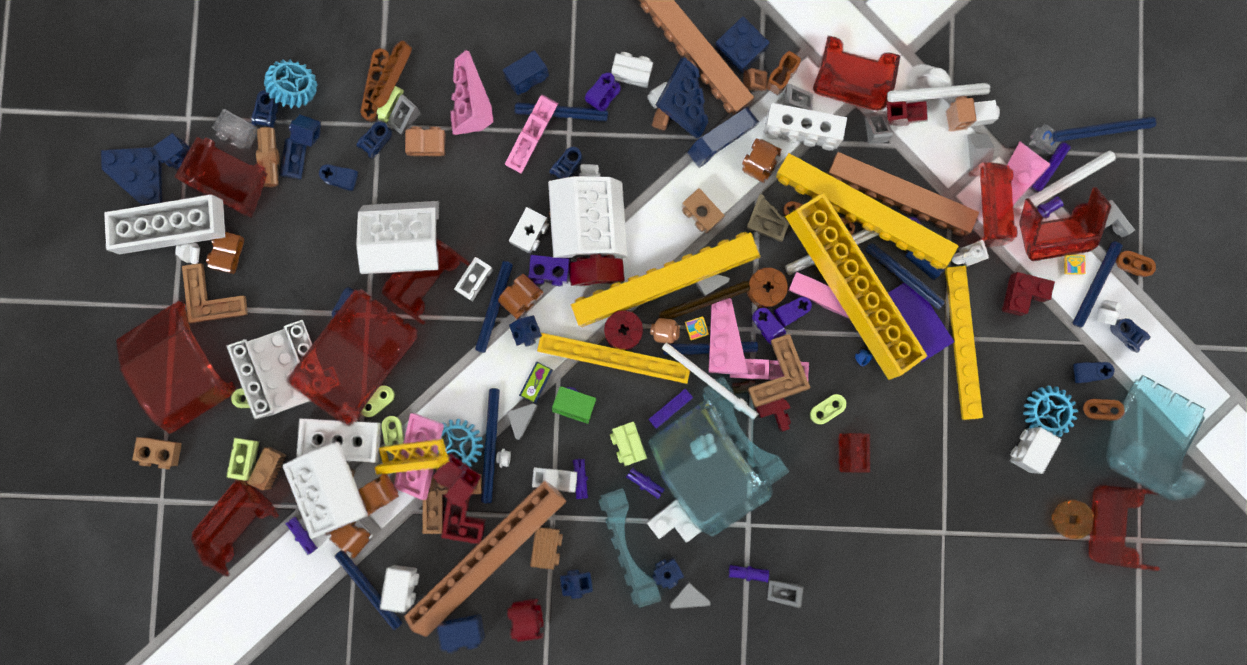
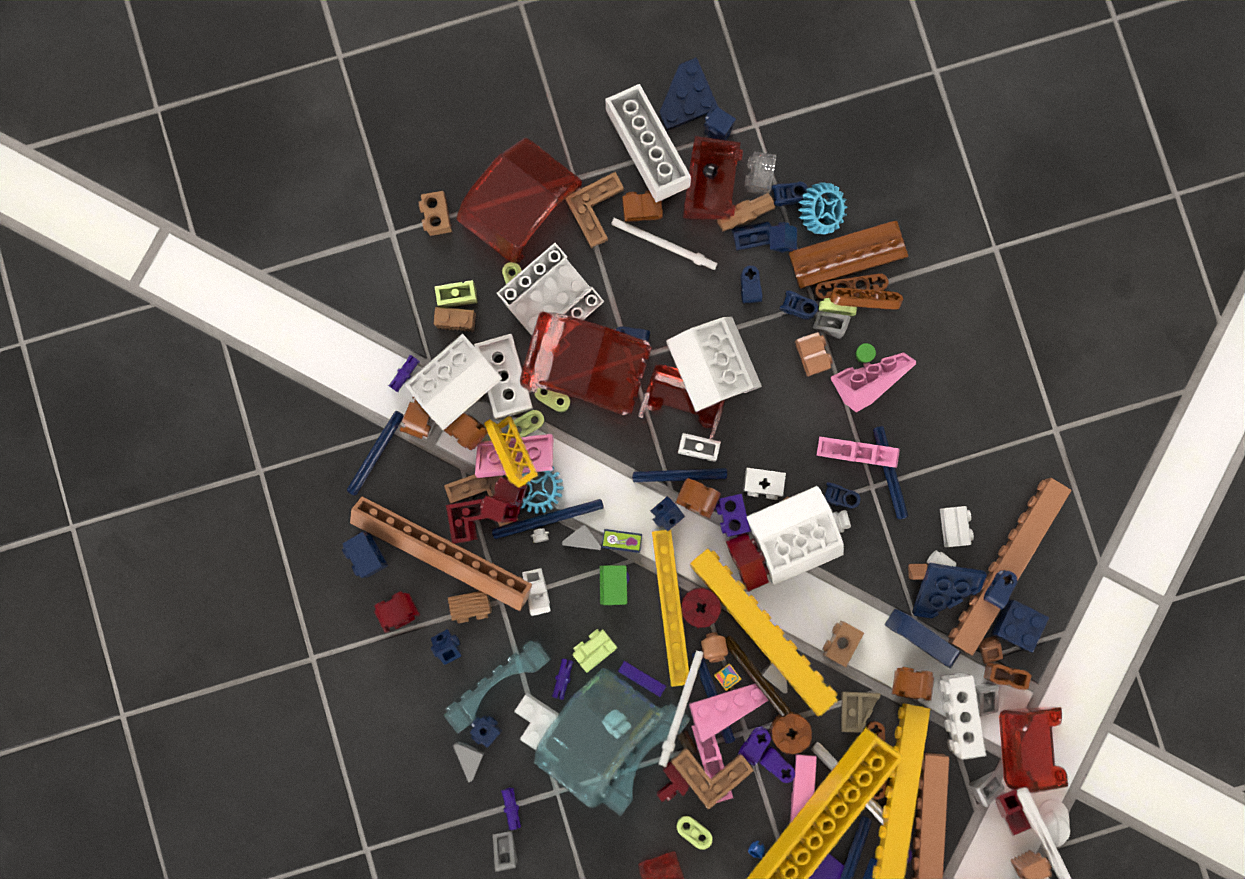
camera: 70 degrees right, 0 degrees up
(188, 252) = (629, 173): white piece -> none
(215, 175) = (710, 171): none -> black hinge
(226, 523) = (393, 300): clear red windscreen -> none
(295, 217) = (697, 258): none -> white bar
(343, 76) = (848, 254): none -> dark orange plate
(399, 588) = (386, 482): white brick -> none
(442, 94) = (865, 353): none -> bright green tile
(526, 72) = (915, 426): dark blue brick -> none
(579, 467) = (555, 611): dark purple pin -> none
(603, 93) = (923, 506): dark purple piece -> none
(704, 51) = (1000, 591): none -> dark blue piece

